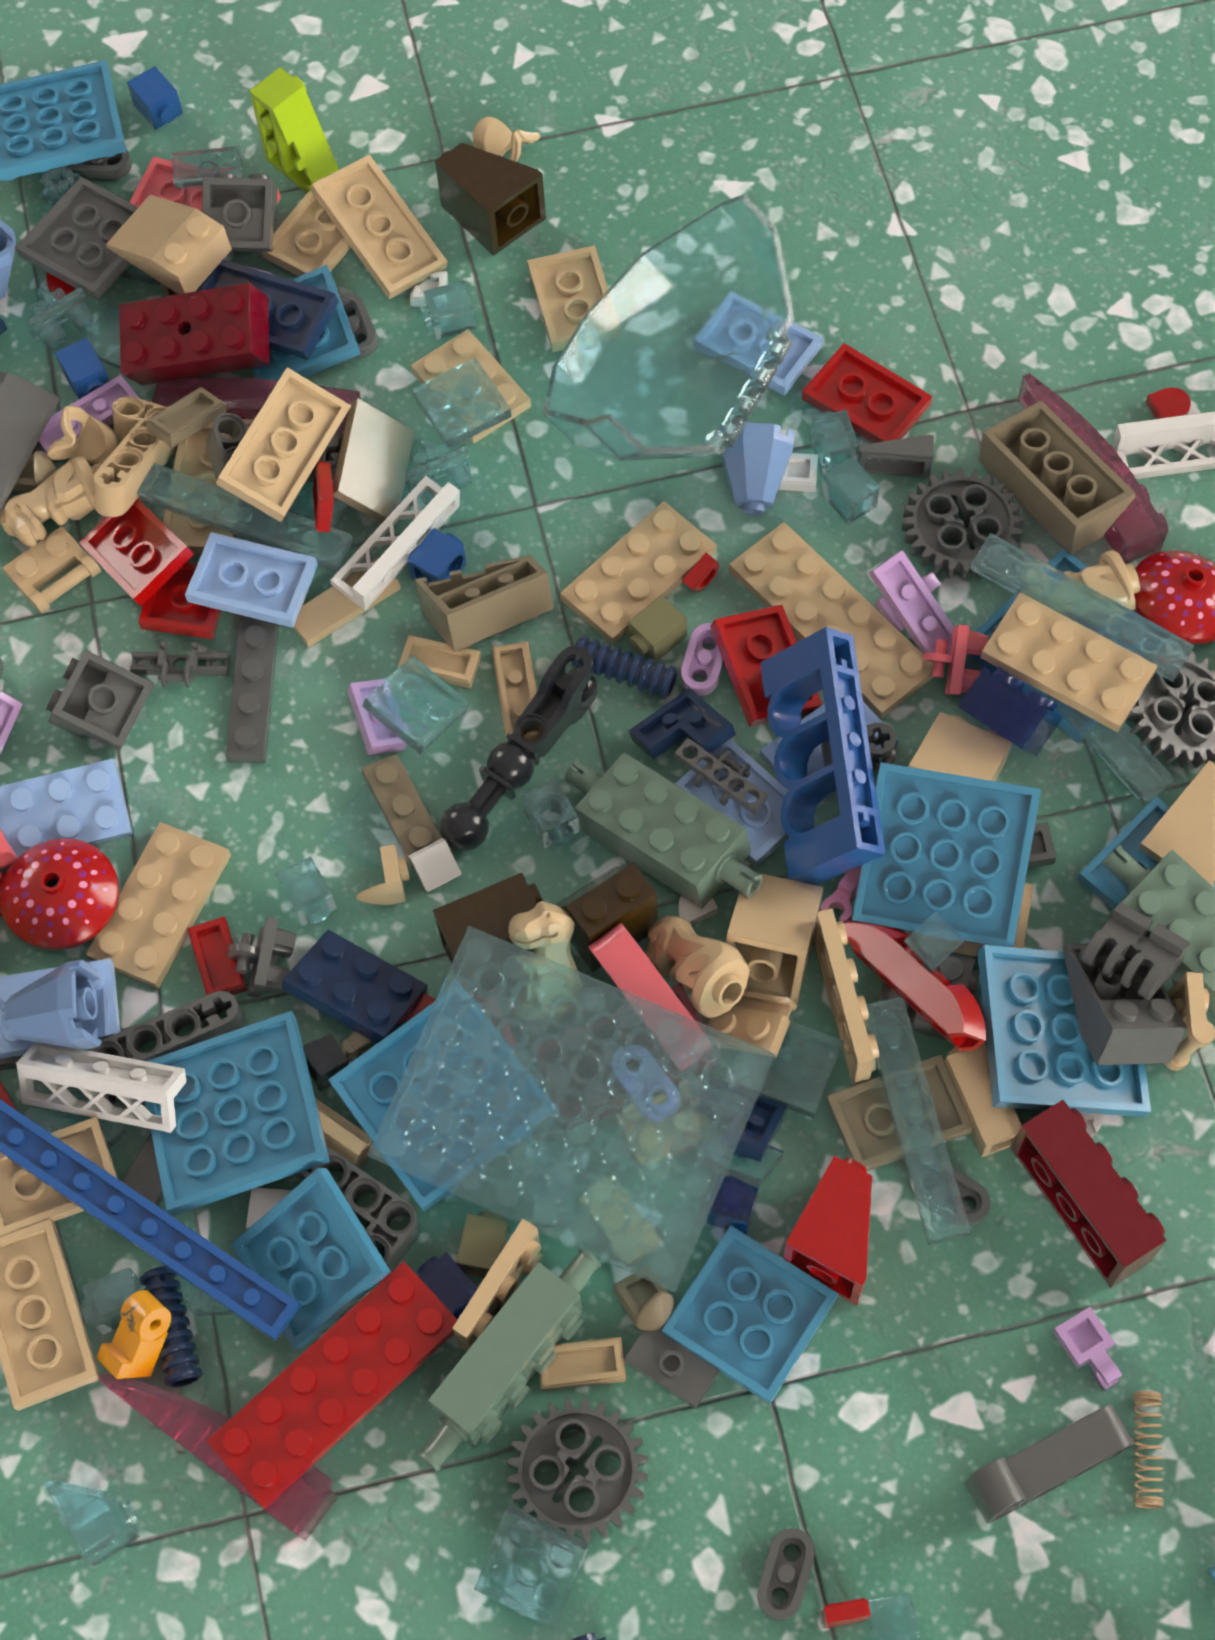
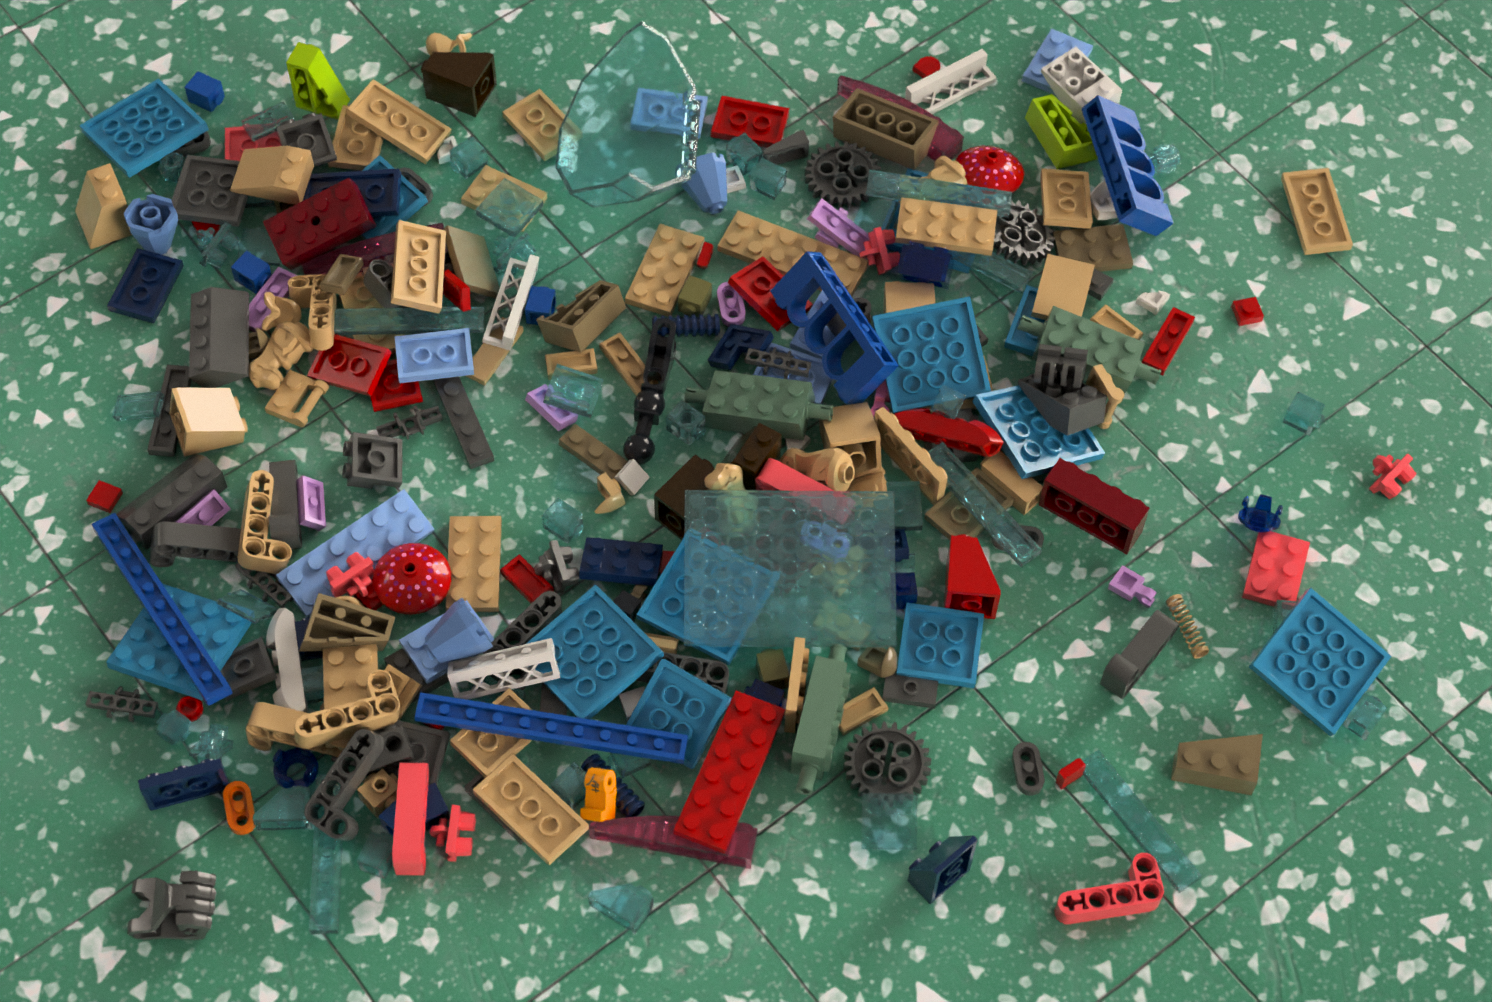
camera: 30 degrees left, 5 degrees down
(978, 604) = (875, 214): none -> clear light blue piece

